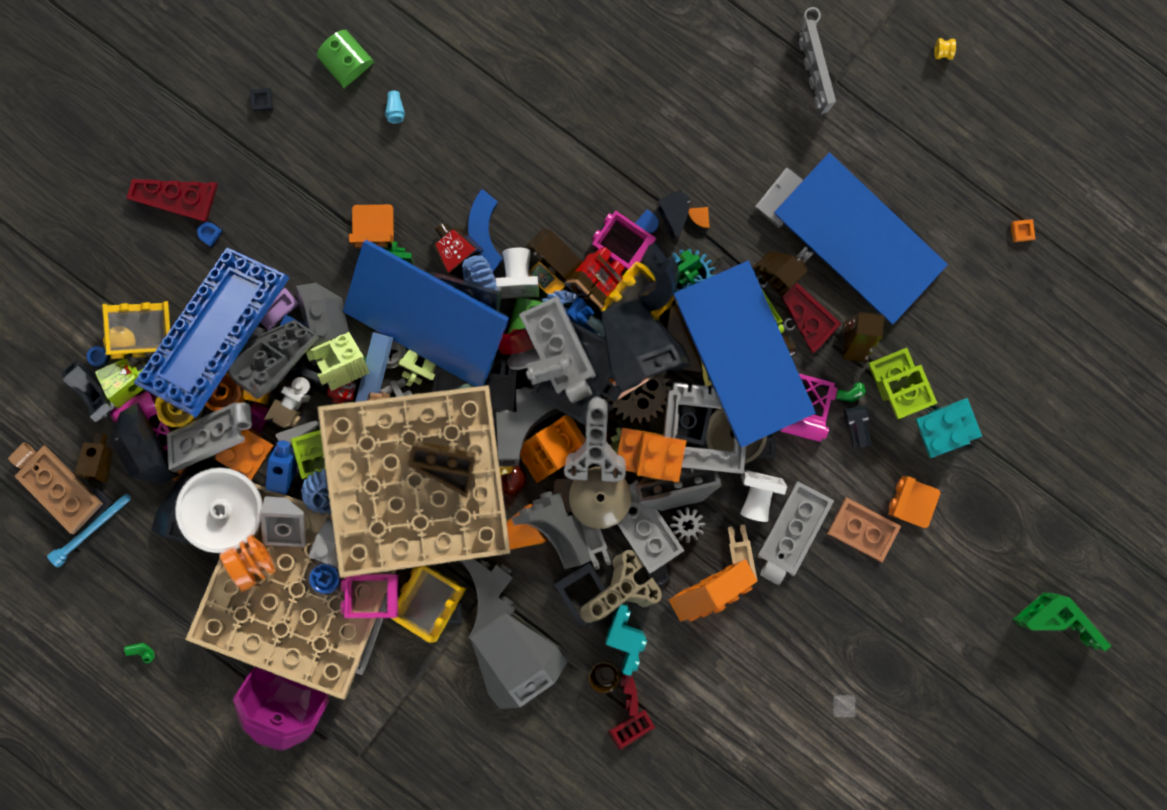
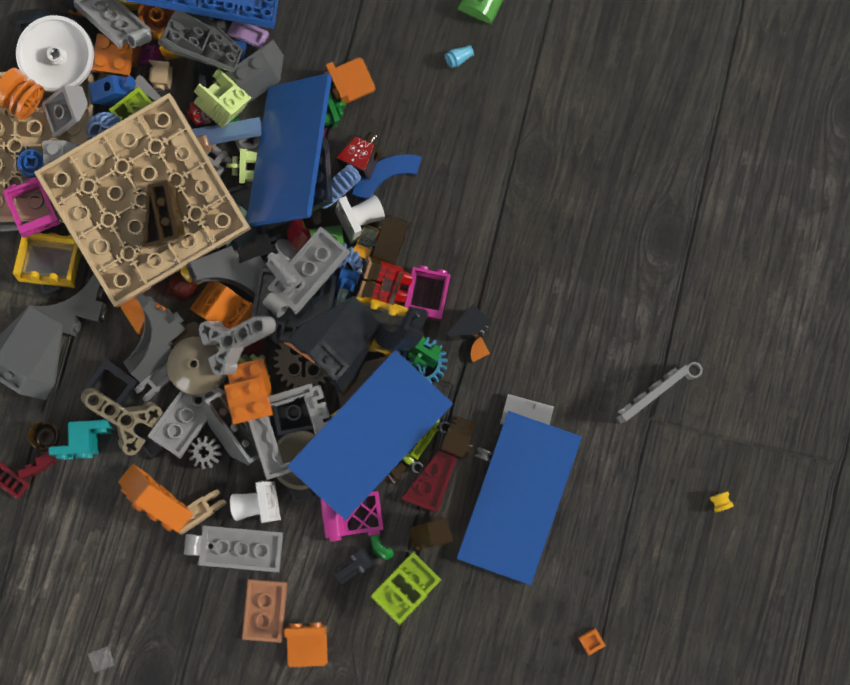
camera: 70 degrees right, 5 degrees down
(295, 393) = (180, 77): white hips -> none
(648, 222) = (453, 308): blue tile -> none
(948, 428) = (384, 647): teal bracket -> none

